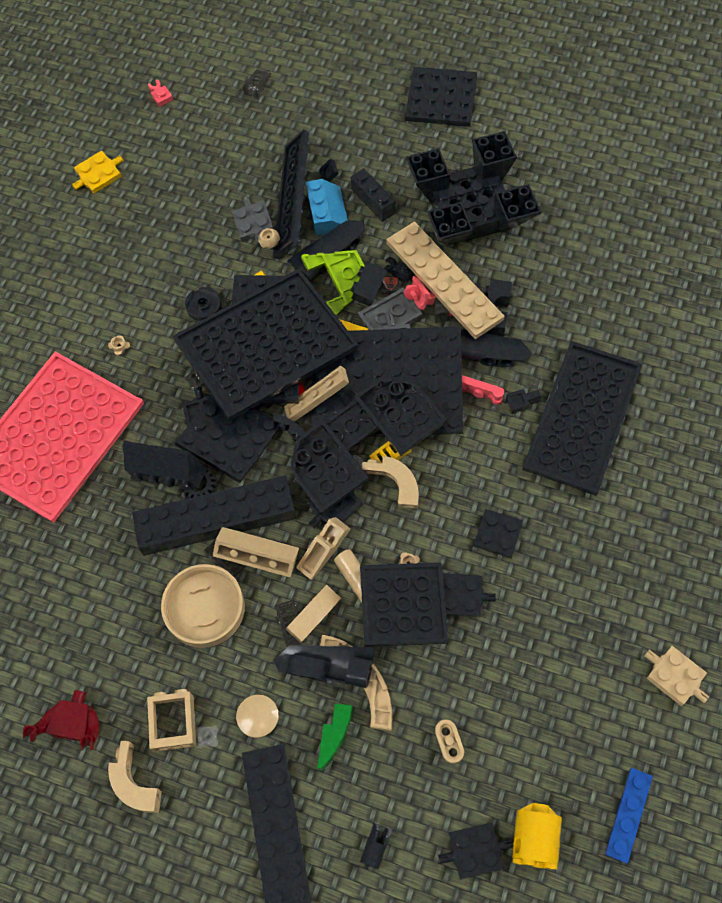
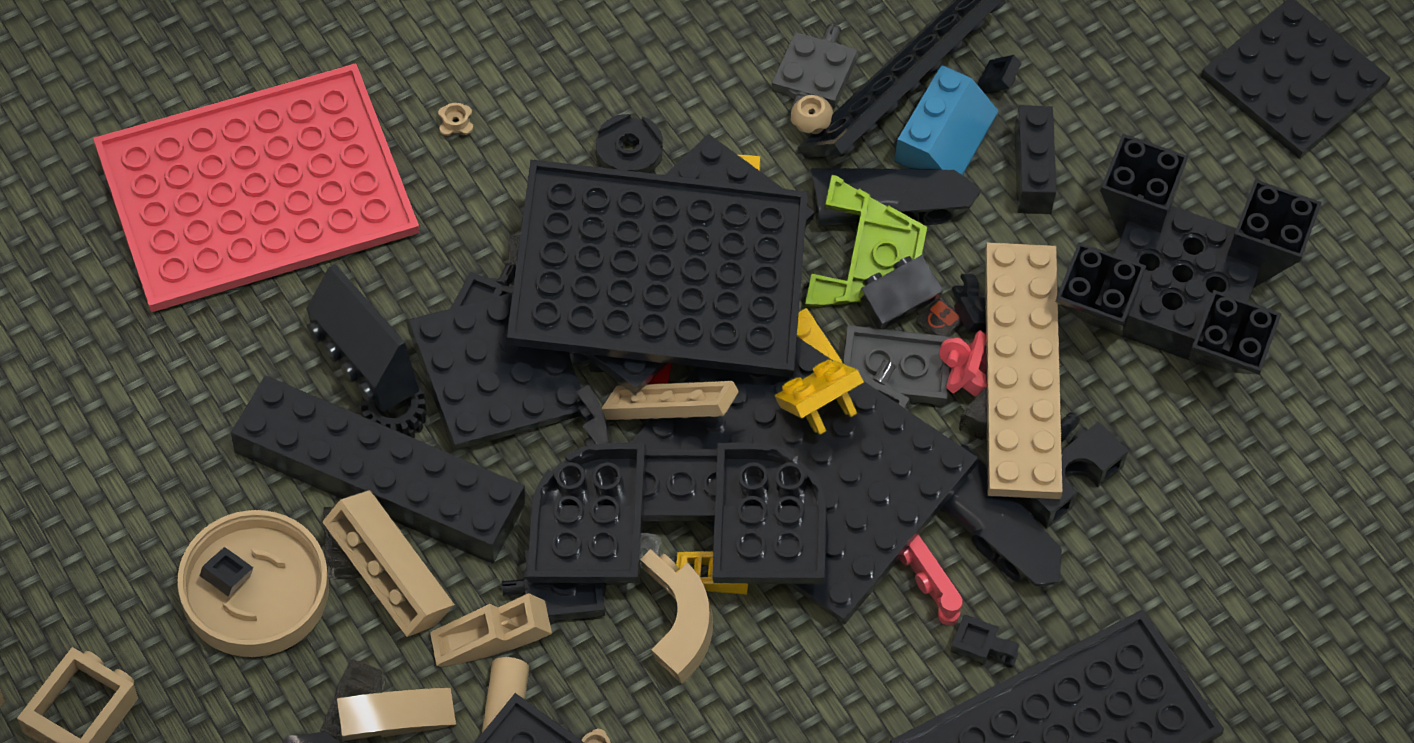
camera: 30 degrees right, 5 degrees down
(187, 610) = (226, 571): none -> black plate
(377, 343) = (828, 382): none -> yellow plate

